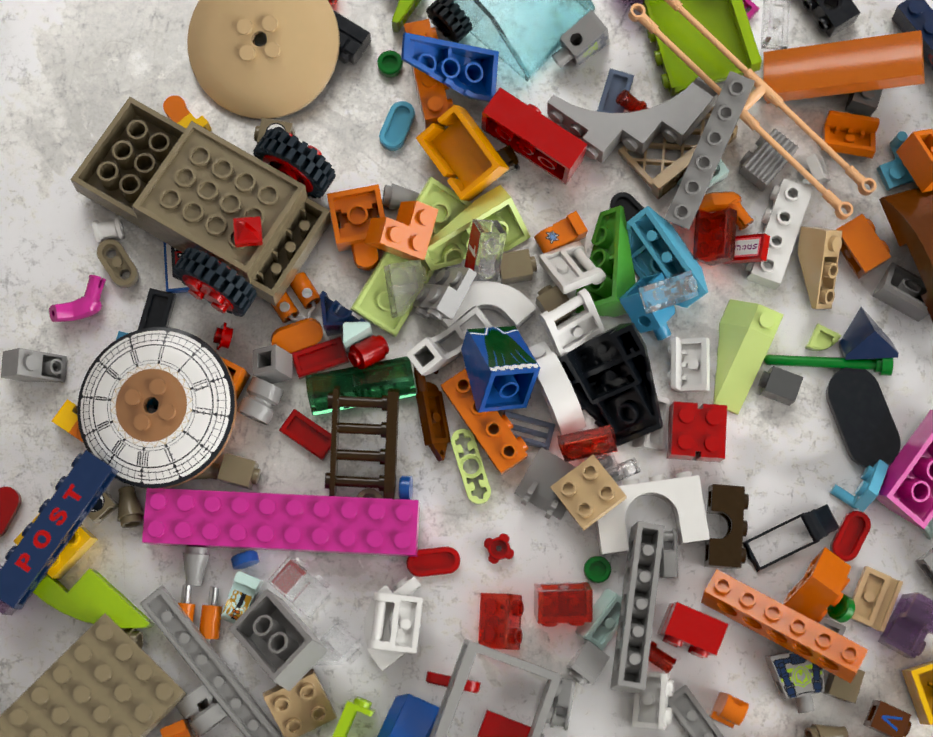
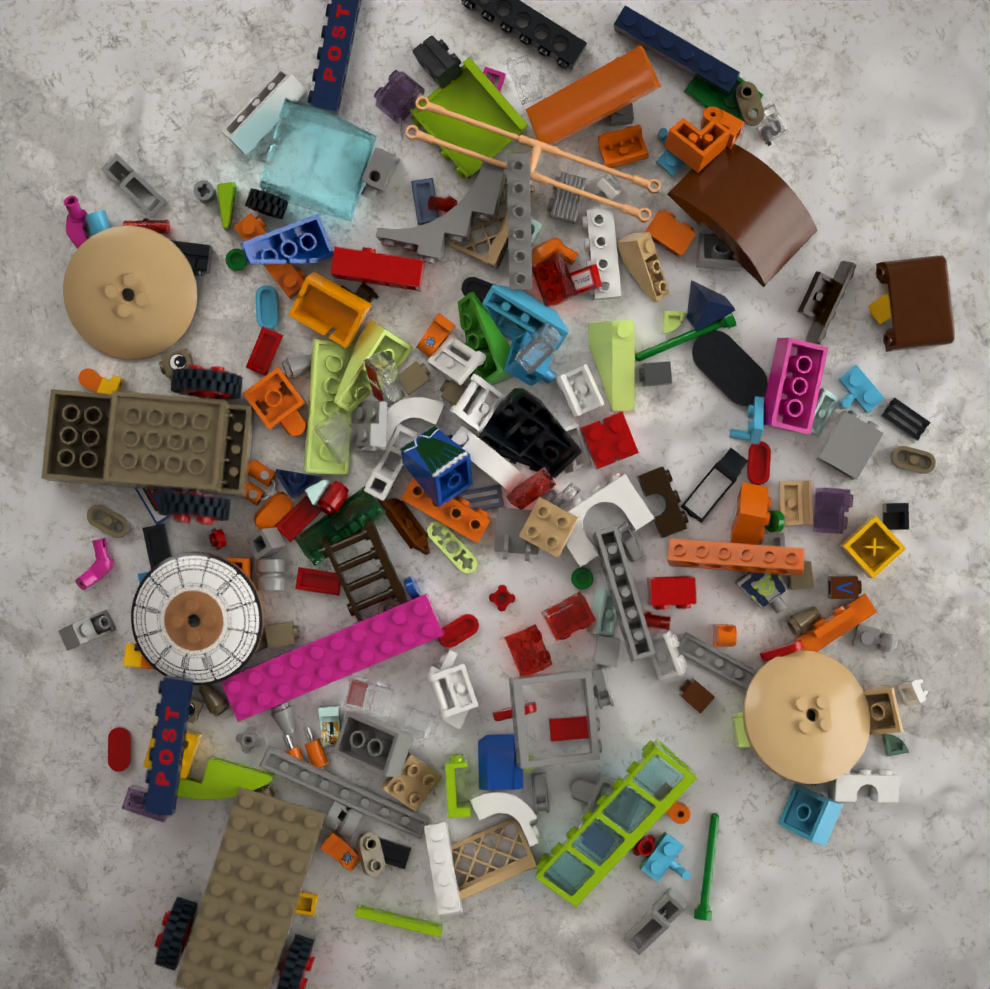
camera: 20 degrees left, 10 degrees up
(108, 229) = (87, 498): white bush -> none
(151, 574) = (247, 746): none -> light grey plate
(245, 560) = (318, 696): blue tile -> none
(248, 231) = (201, 458): red tile -> none
(372, 166) = (264, 351): none -> red tile
(407, 235) = (321, 395): orange brick -> none

